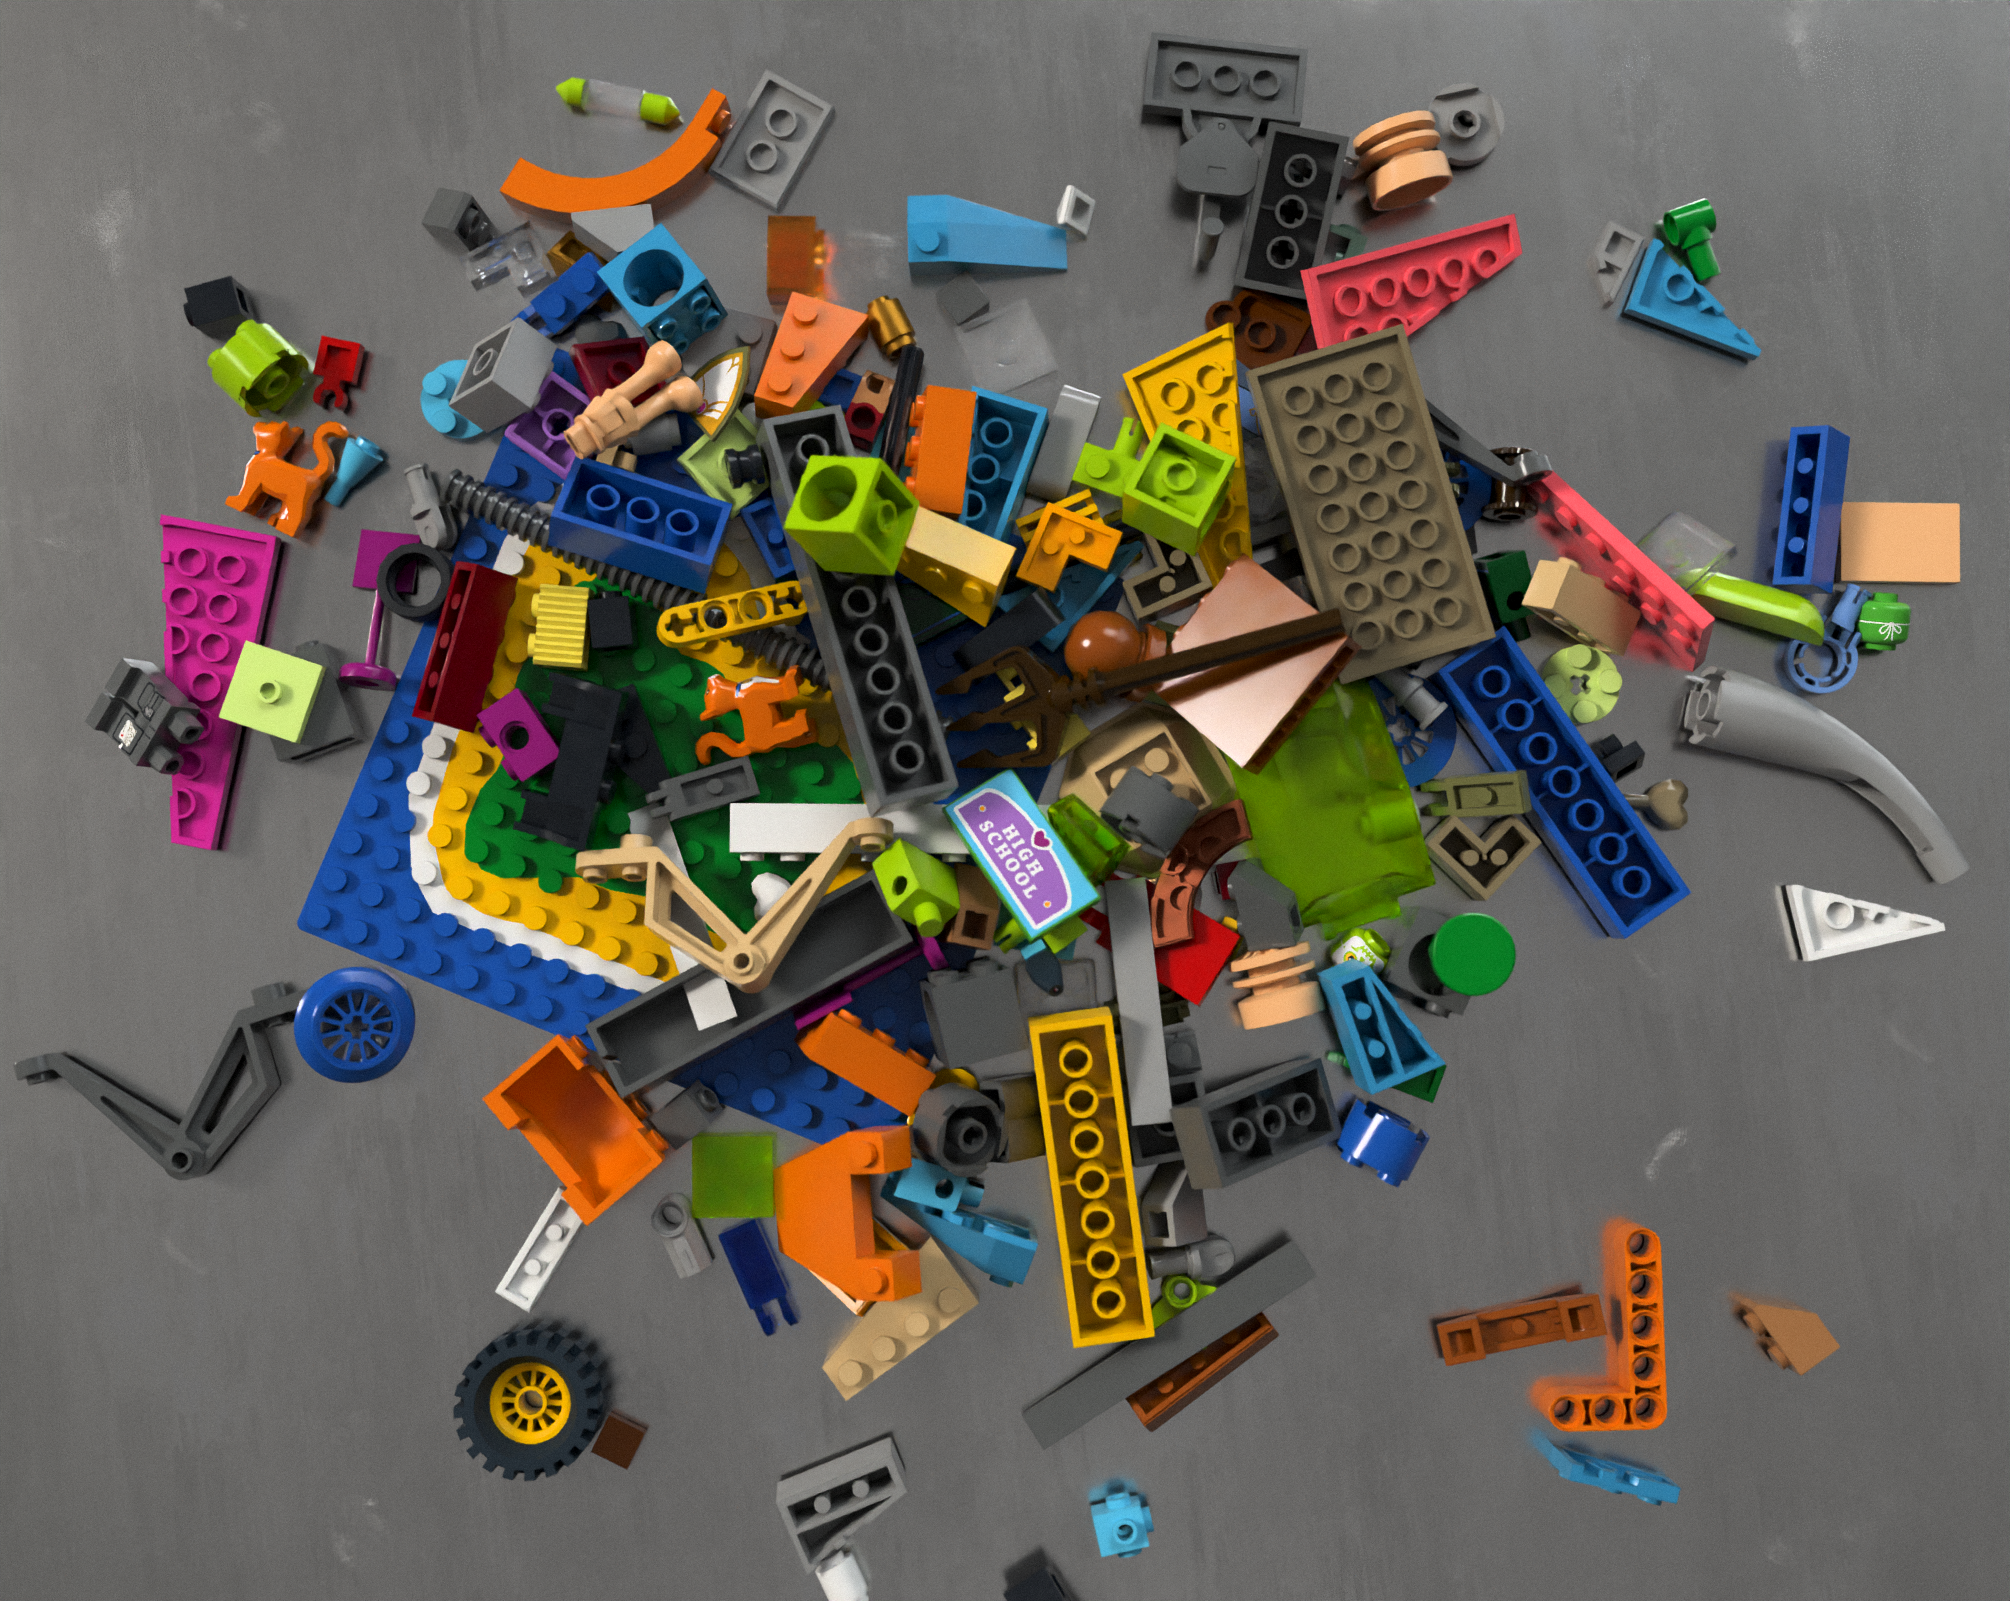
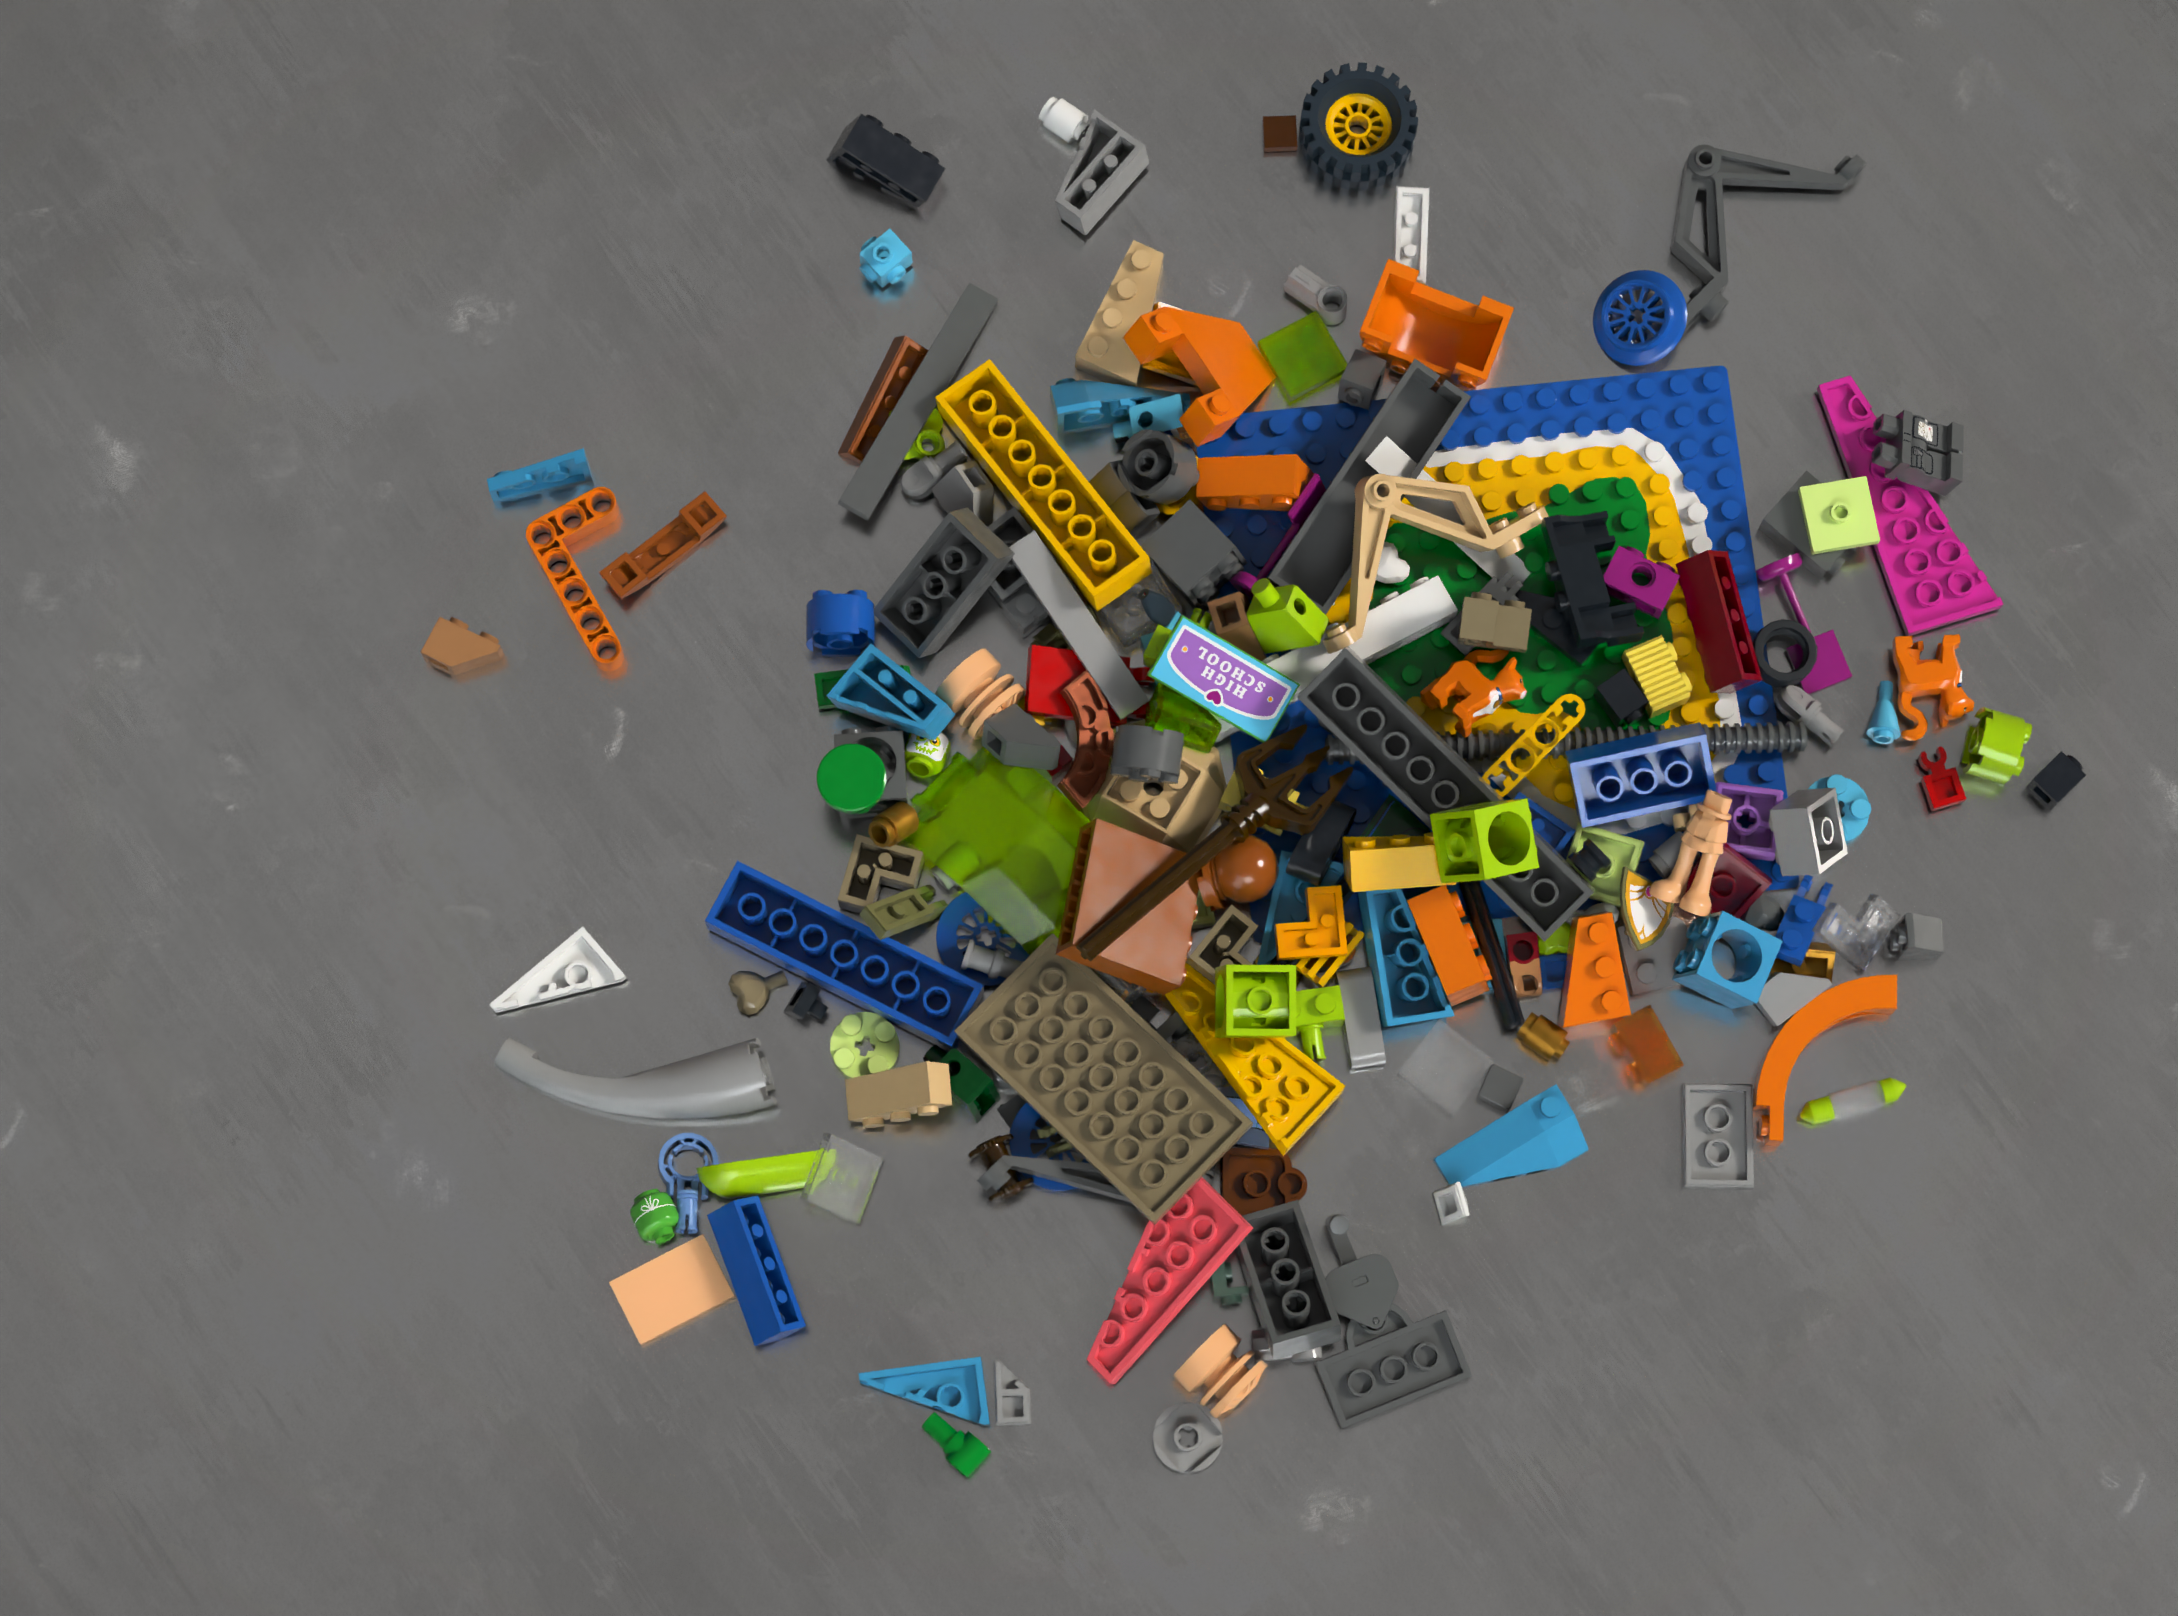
camera: 155 degrees right, 10 degrees down
(703, 762) = (1494, 625): none -> dark tan brick
(757, 1272) = (1246, 297): clear blue hinge -> none
(1445, 887) = (893, 824): none -> pearl gold brick
(1650, 590) = (880, 1142): coral wing -> none

